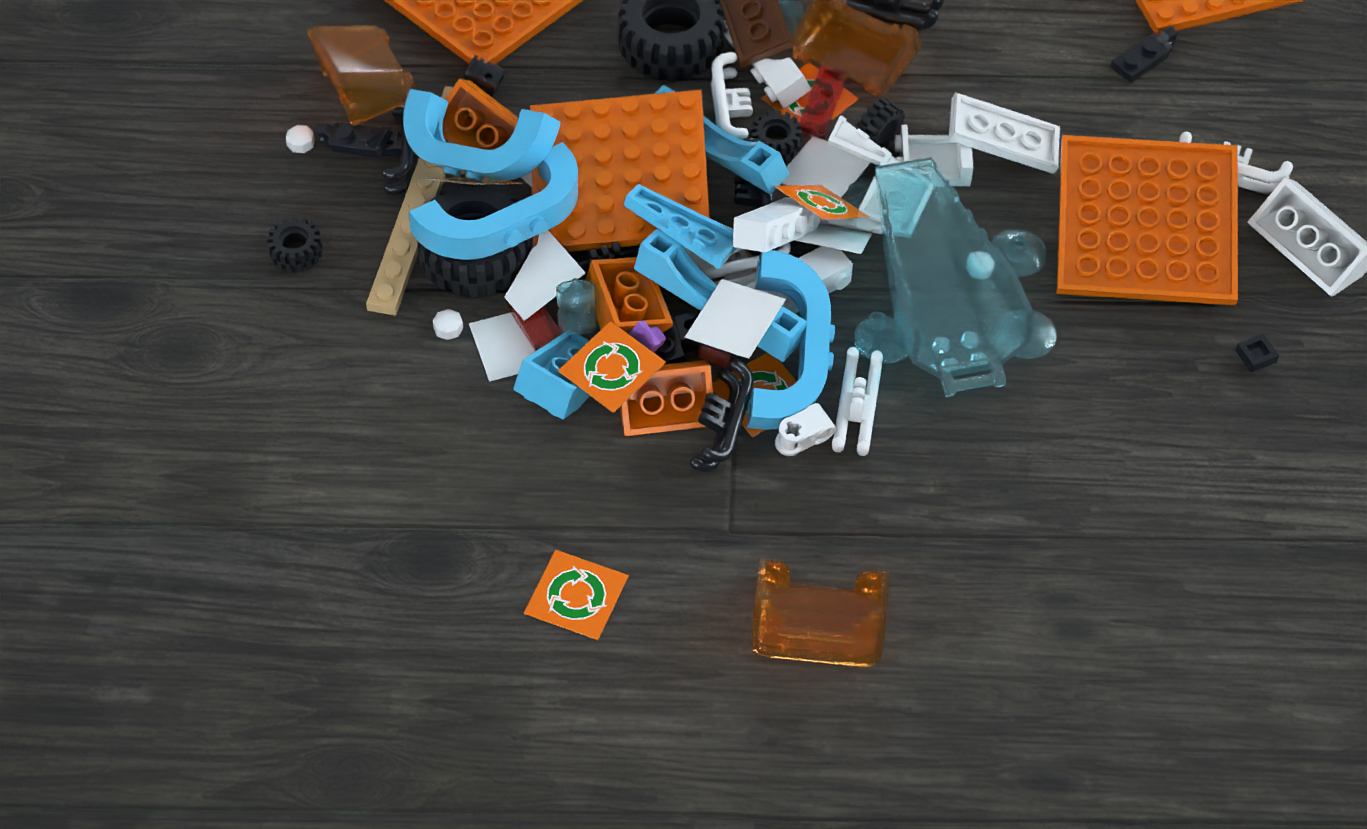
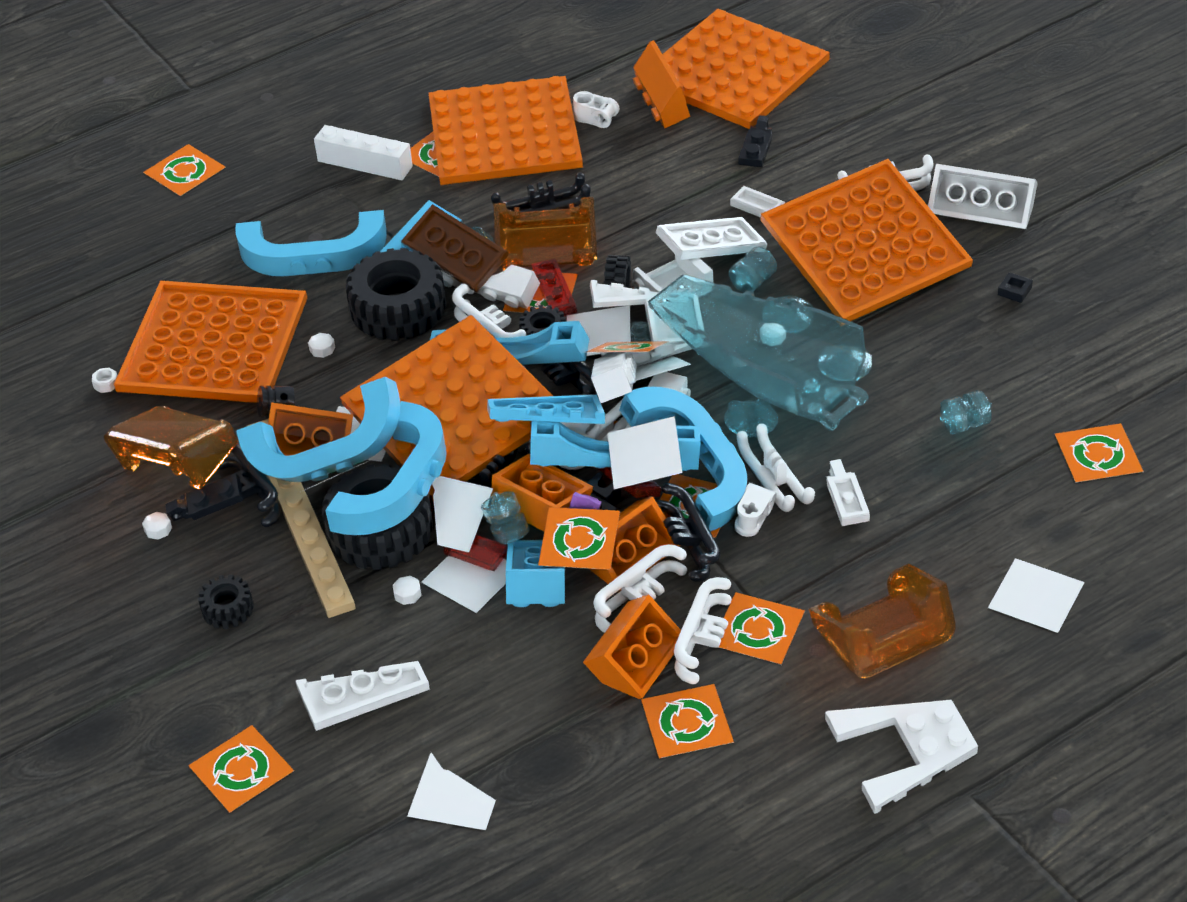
camera: 30 degrees left, 10 degrees down
(189, 404) = (241, 768): none -> orange sticker
(315, 392) = (346, 697): none -> white wing
(326, 538) = (450, 799): none -> white sticker
(573, 42) = (321, 345): none -> white tile
(585, 499) = (634, 647): none -> orange slope
(636, 439) = (638, 582): none -> white piece
(655, 514) = (701, 627): none -> white piece
(712, 547) = (760, 627): none -> orange sticker
(769, 750) = (930, 731): none -> white wing
(900, 468) = (846, 495): none -> white hinge
(990, 675) = (1036, 595): none -> white sticker
(1022, 188) = (752, 269): none -> clear light blue wheel
(1084, 453) = (964, 412): none -> clear light blue wheel
(1088, 117) = (754, 201): none -> white tile
(1183, 571) = (1098, 452): none -> orange sticker

